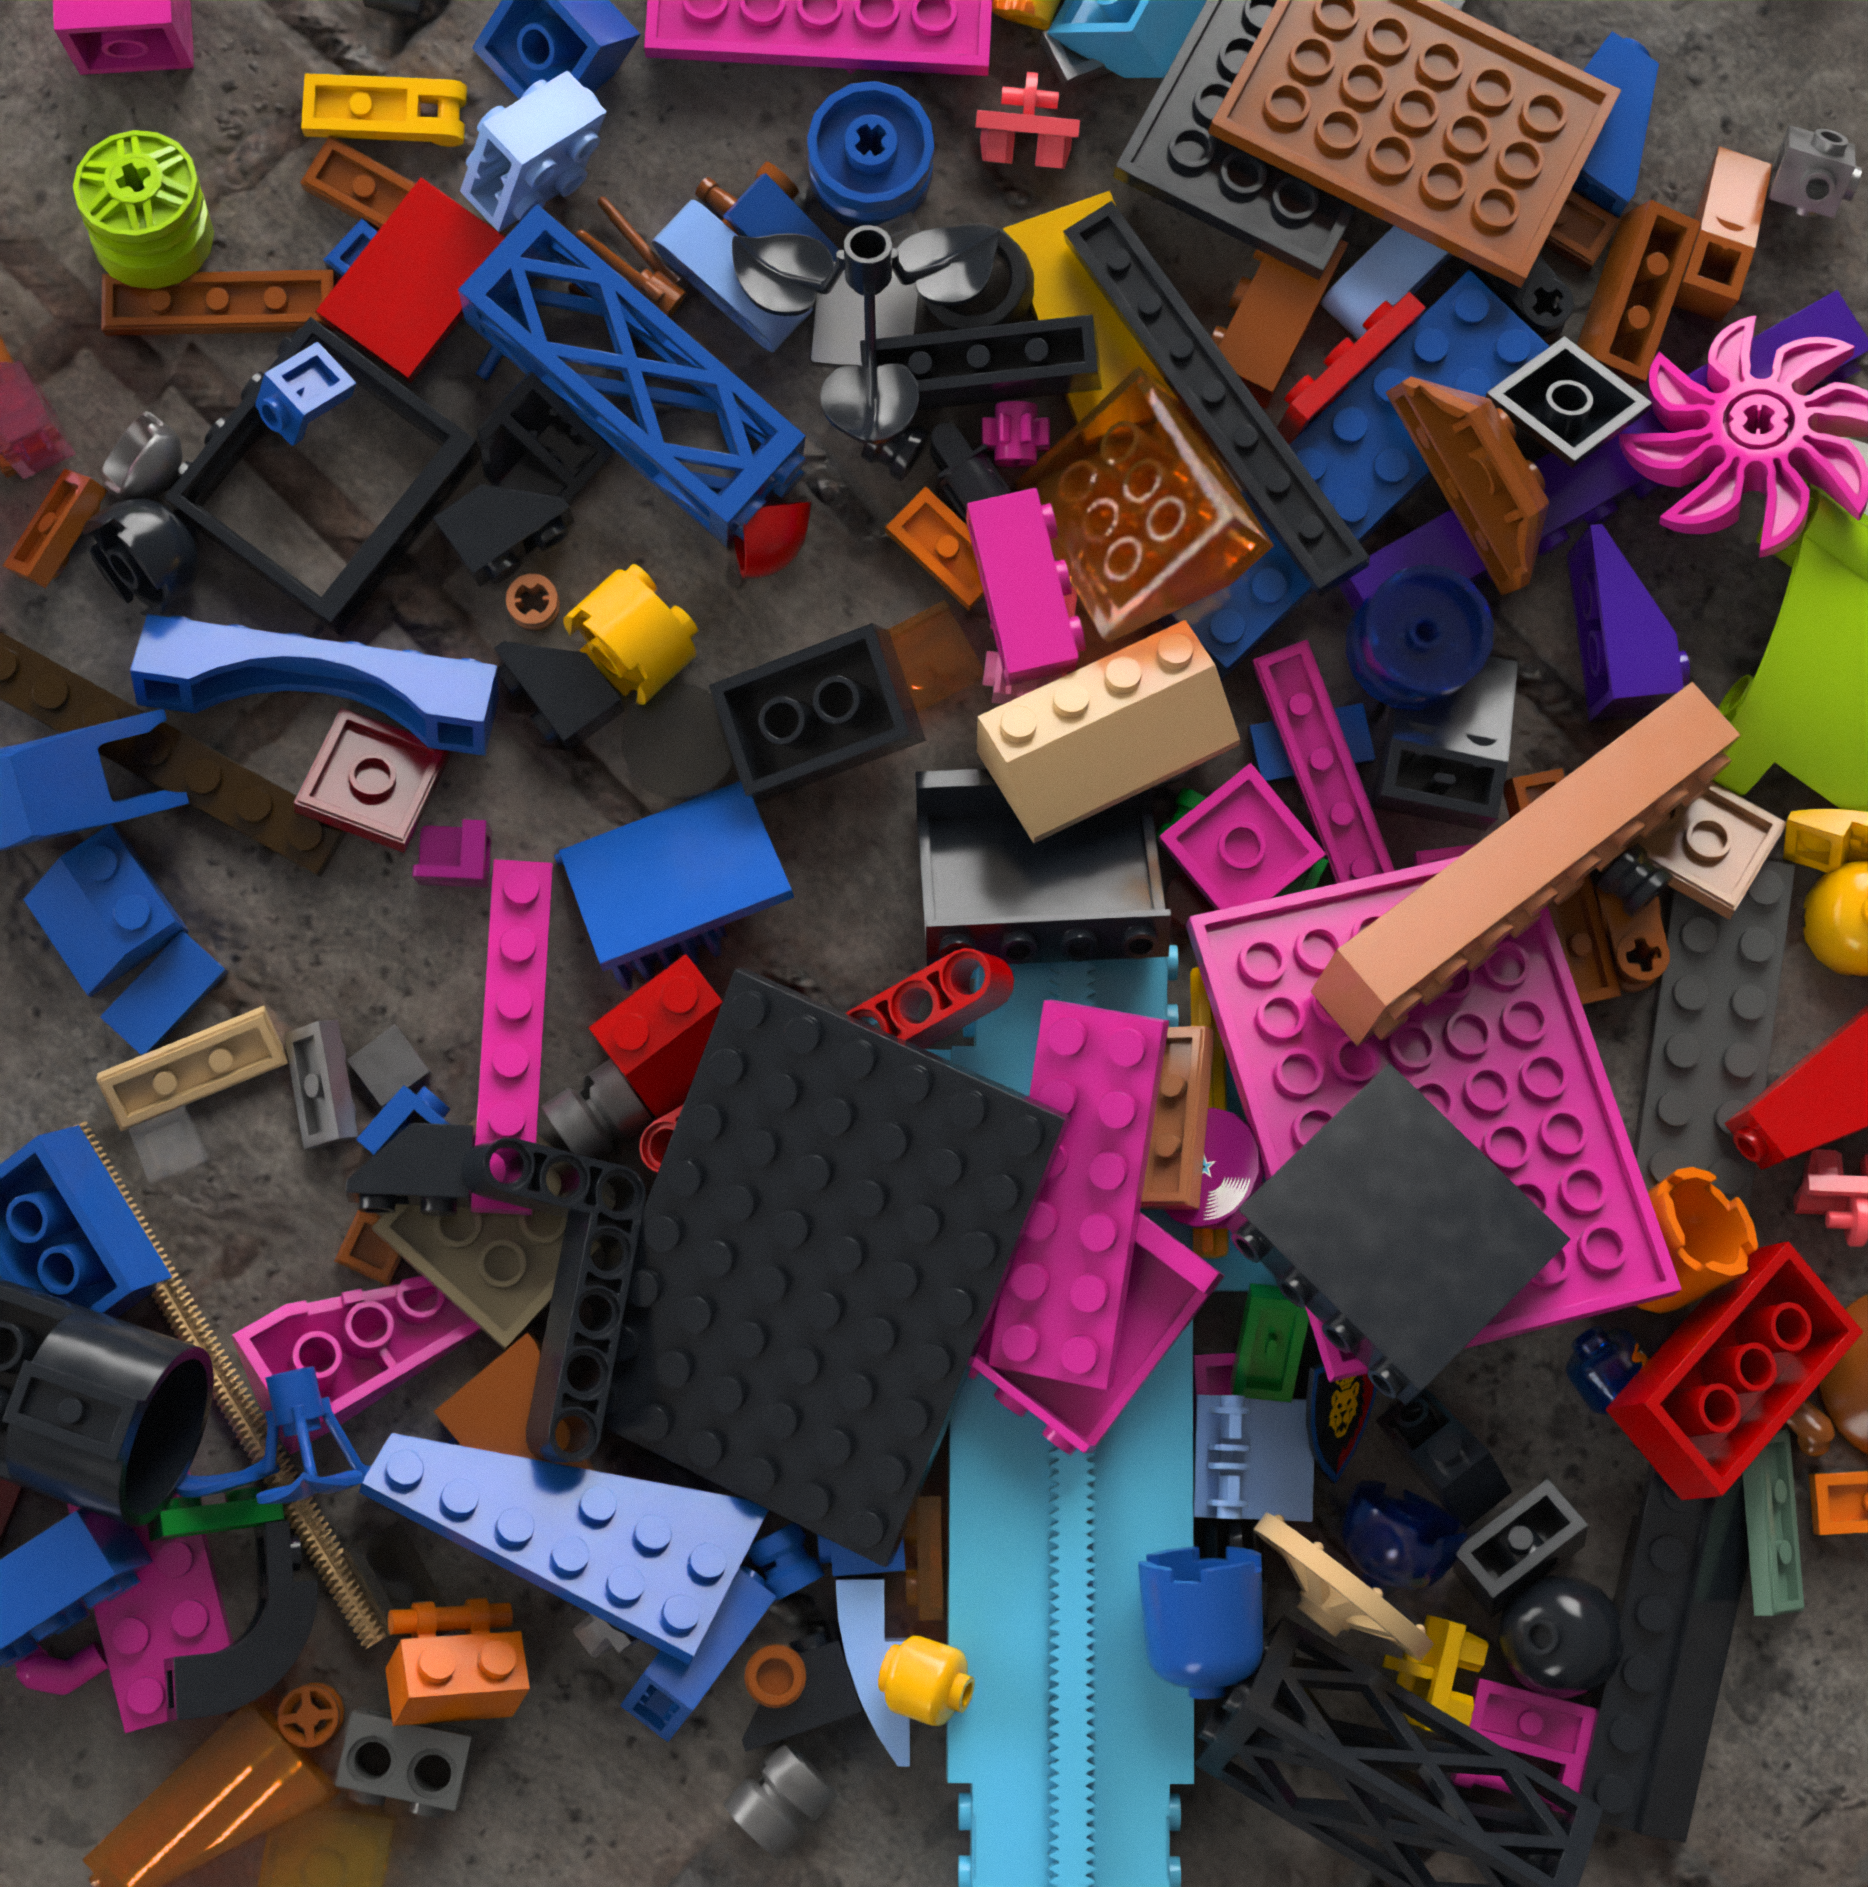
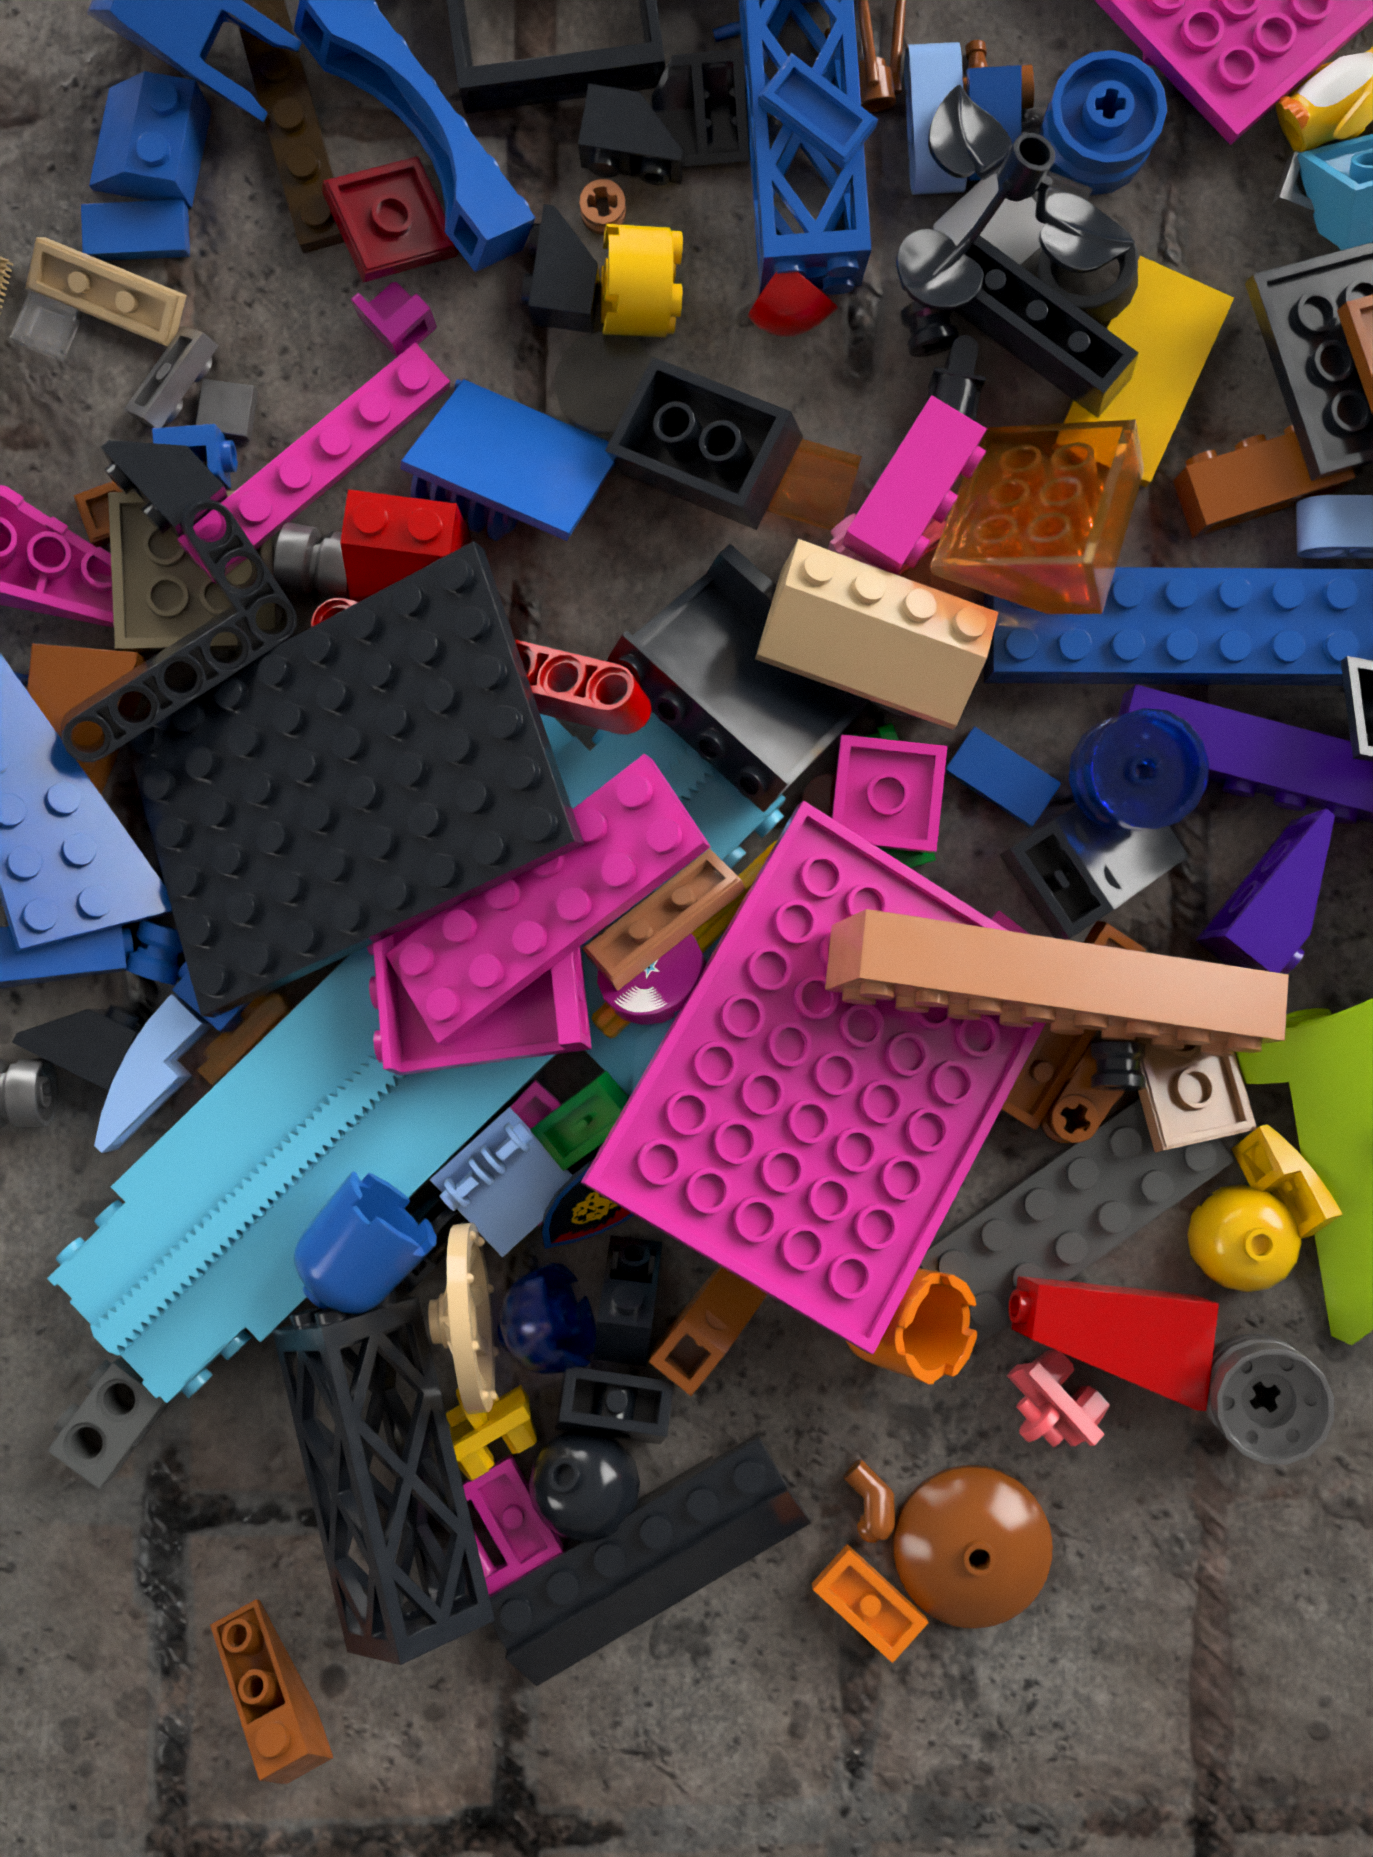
camera: 55 degrees right, 5 degrees up
(659, 370) = (817, 111): none -> blue tile
(775, 1676) = (73, 1014): dark orange tile -> none
(926, 1680) = (155, 1110): yellow head -> none
(939, 545) = (893, 409): orange plate -> none
(1016, 434) = (1013, 393): dark pink gear -> none
(1053, 133) = (1206, 188): coral hips -> none
(1216, 399) = (1164, 492): black plate -> none
(1322, 763) = (995, 793): dark pink tile -> none
(1347, 363) = (1271, 550): red wing -> none
(1395, 1234) = (718, 1132): black panel -> none
(1480, 474) = (1288, 703): dark orange wedge -> none
(1527, 1408) = (705, 1329): none -> dark orange slope
(1603, 1365) = (786, 1355): clear blue head -> none
(1734, 1373) = (859, 1439): red brick -> none
(1773, 1530) = (791, 1550): sand green tile -> none

